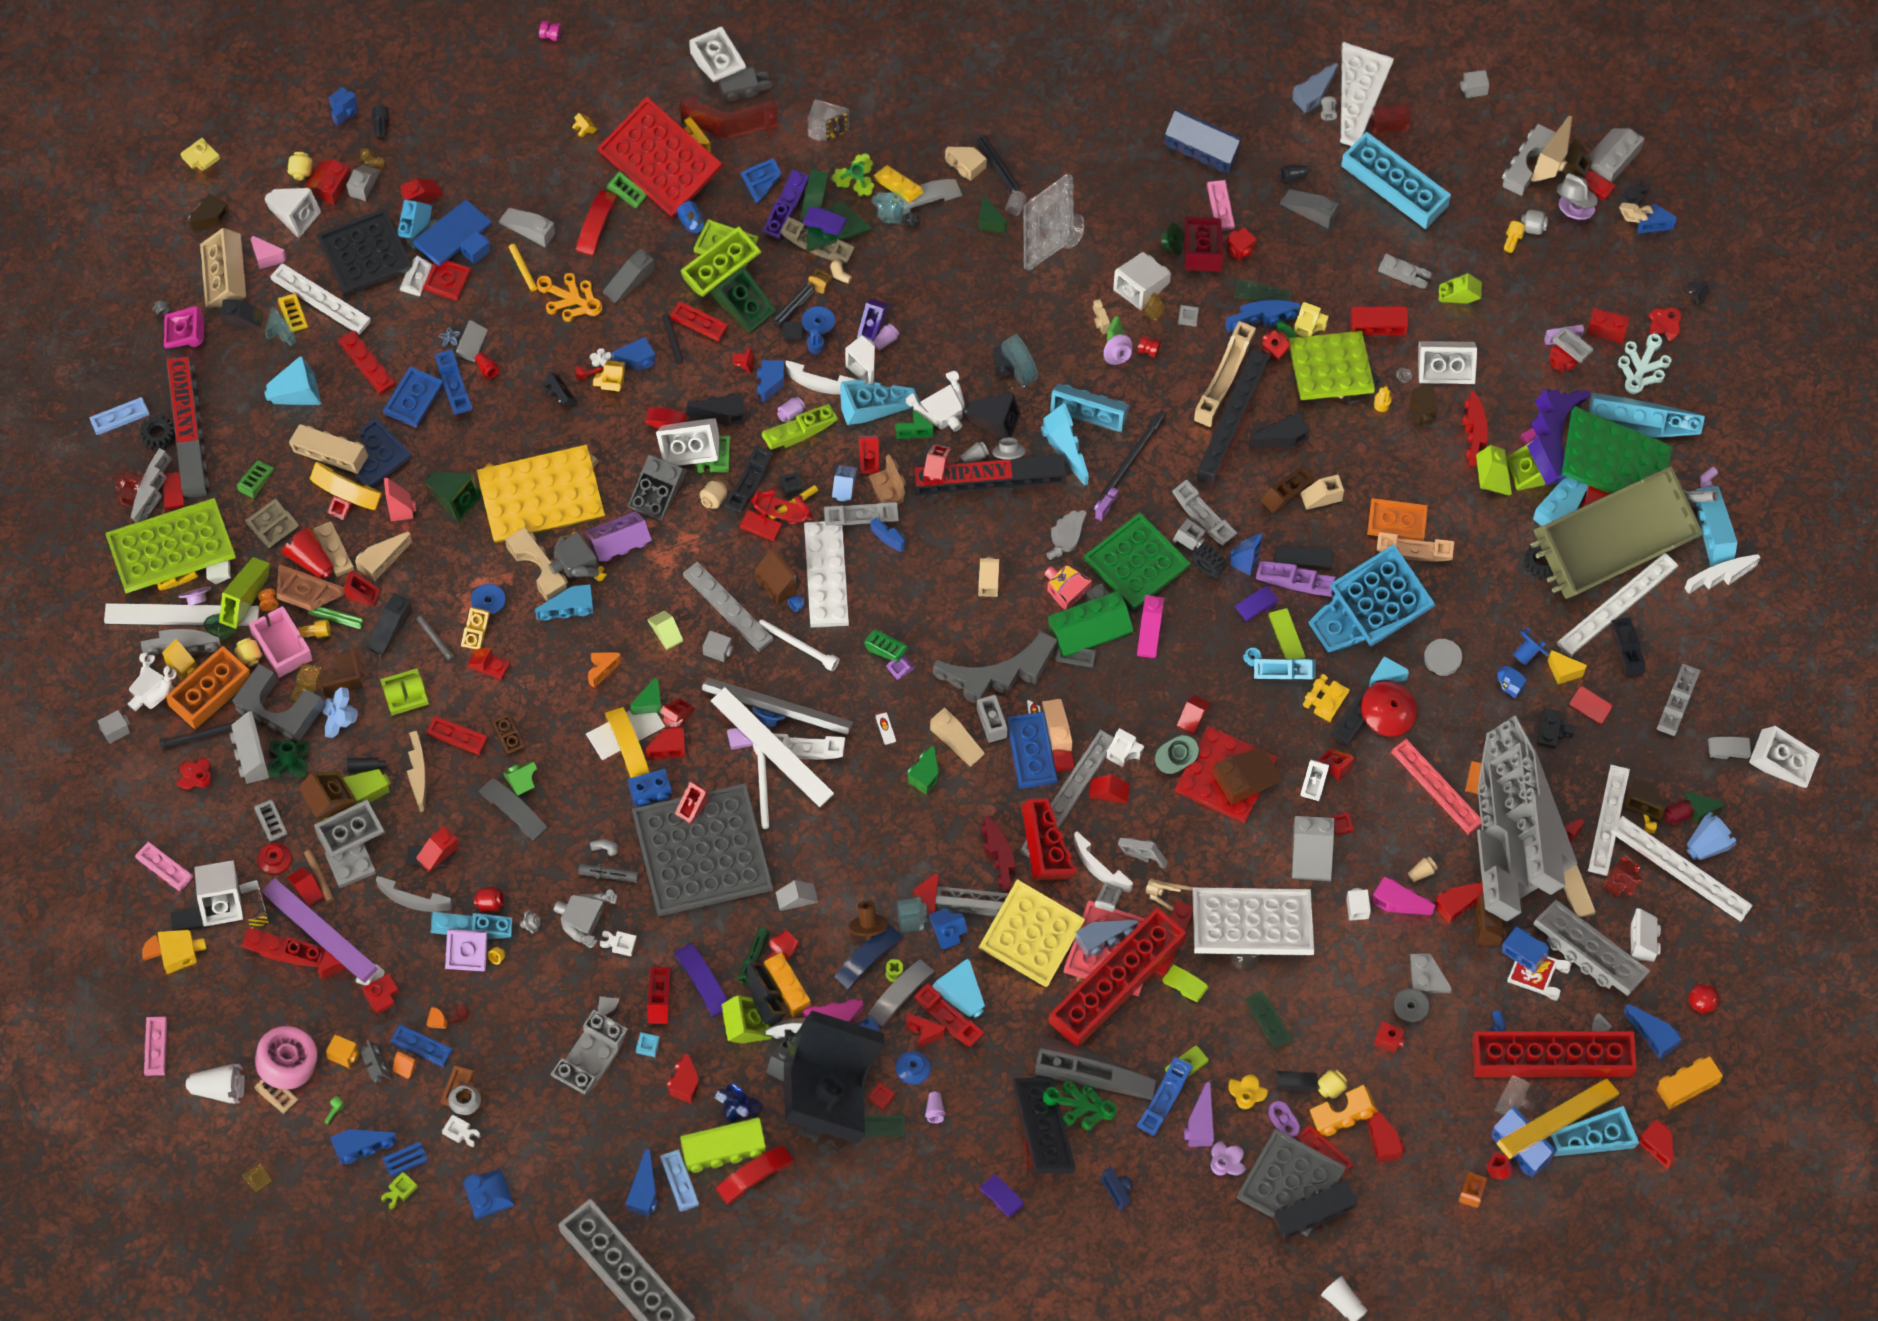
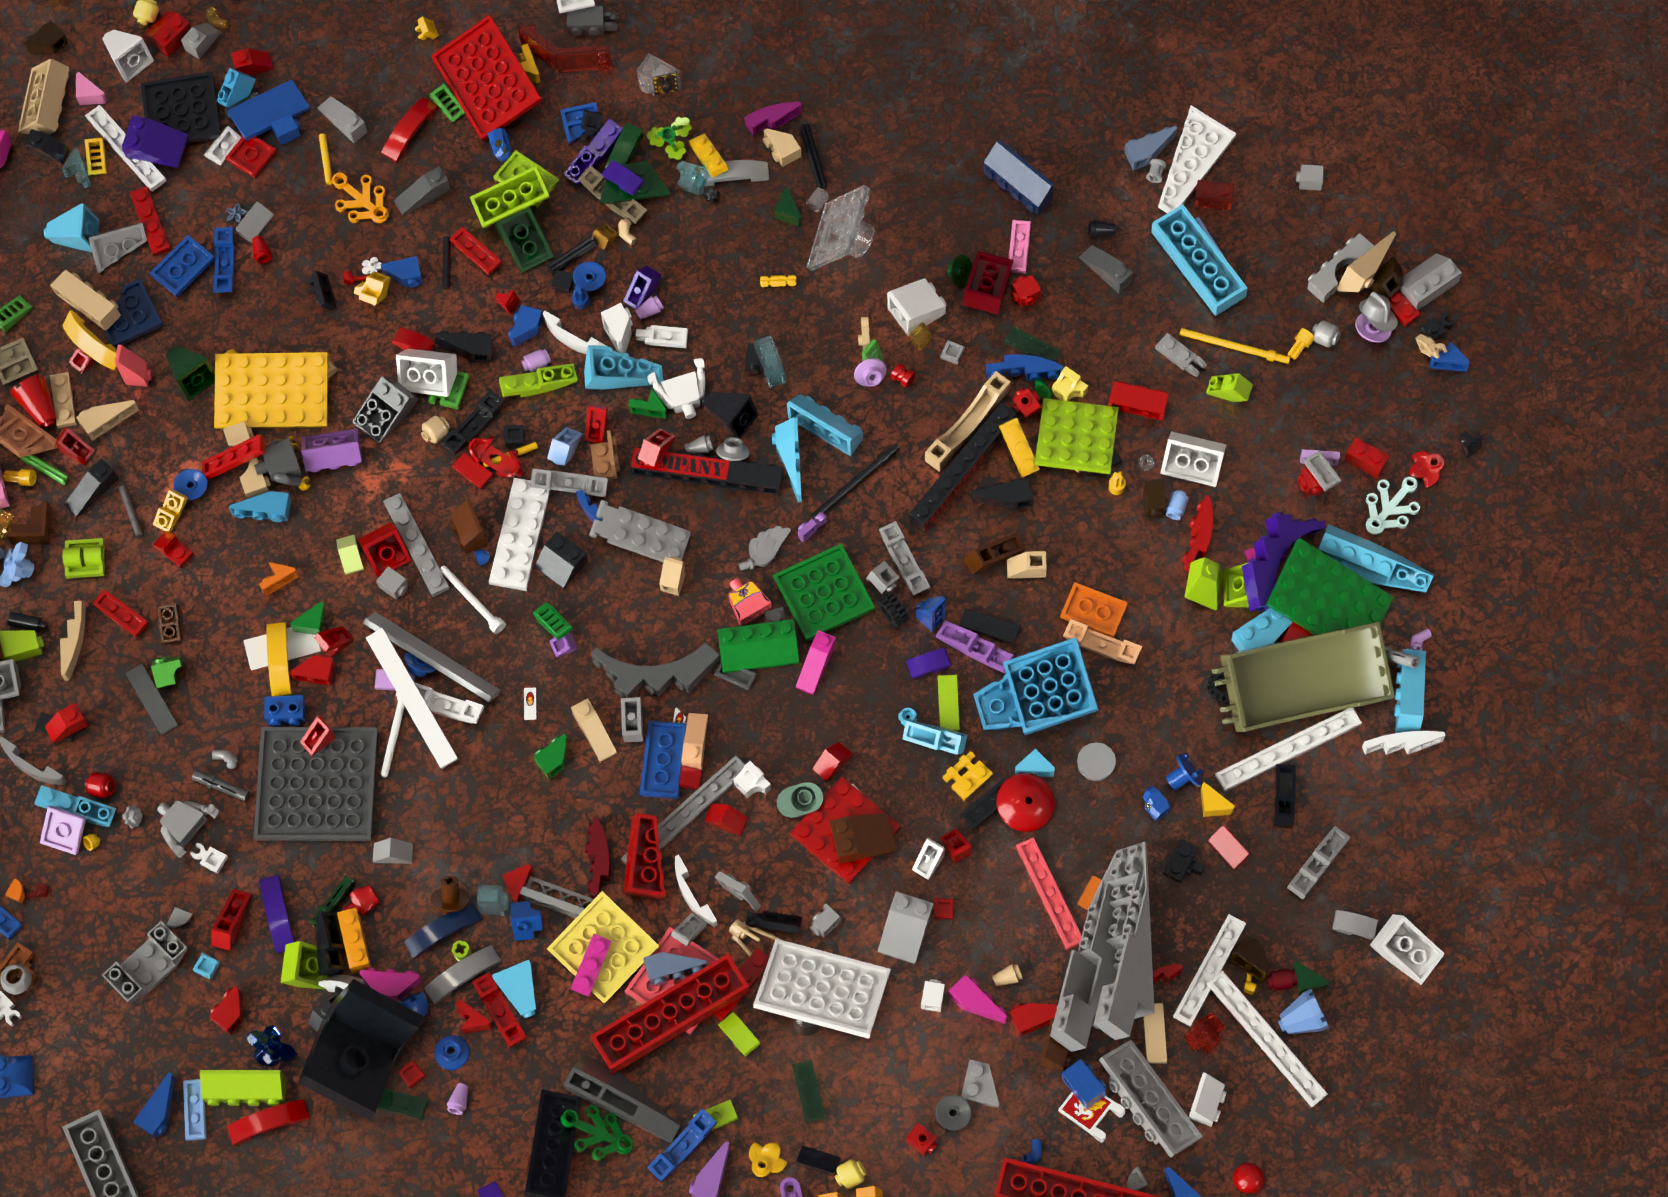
camera: 20 degrees right, 5 degrees up
(338, 391) = (114, 244): none -> light grey wing
(350, 286) = (154, 142): none -> dark purple slope
(525, 562) = (233, 457): none -> red plate
(699, 616) = (384, 549): none -> red slope
(775, 177) = (590, 122): none -> black plate
(874, 588) = (561, 560): none -> black slope
(907, 360) = (663, 336): none -> white hinge
(943, 545) = (639, 533): none -> light grey hinge
(947, 135) = (772, 116): none -> magenta slope
(1000, 286) = (778, 280): none -> yellow axle
(1026, 951) = (591, 965): none -> dark pink plate
(1185, 872) = (774, 921): none -> black hinge
(1234, 860) = (825, 921): none -> light grey brick
(1281, 386) = (1019, 447): none -> yellow plate
(1445, 407) = (1176, 505): none -> light blue brick
(1488, 253) = (1270, 355): none -> yellow bar

